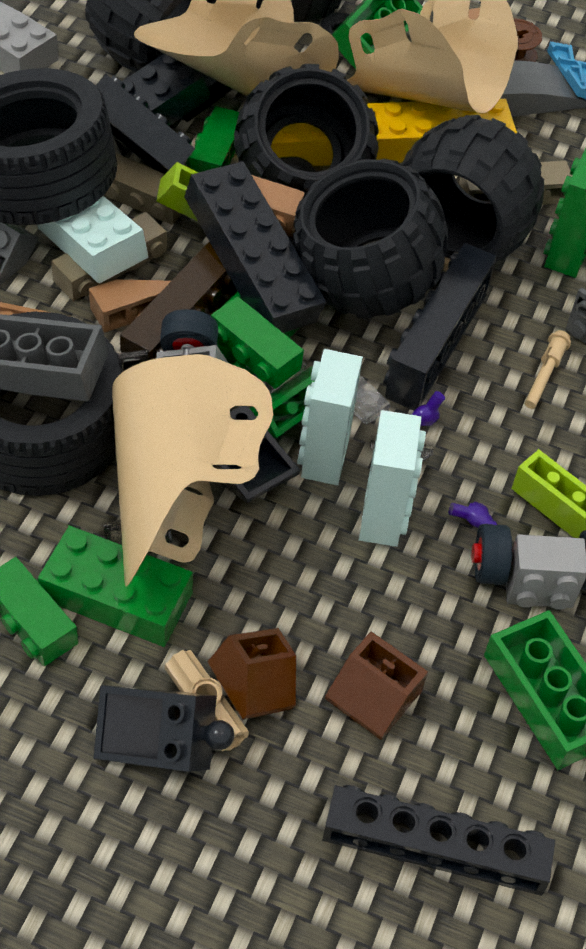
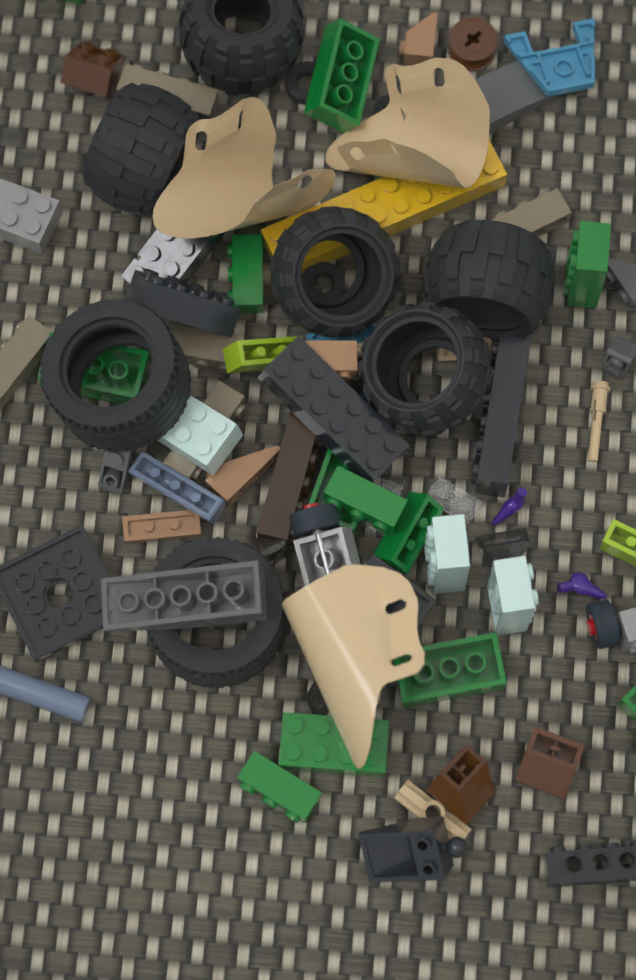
camera: 10 degrees left, 20 degrees up
(56, 287) = (177, 487): none -> sand blue brick
(287, 548) = (453, 671): none -> green brick

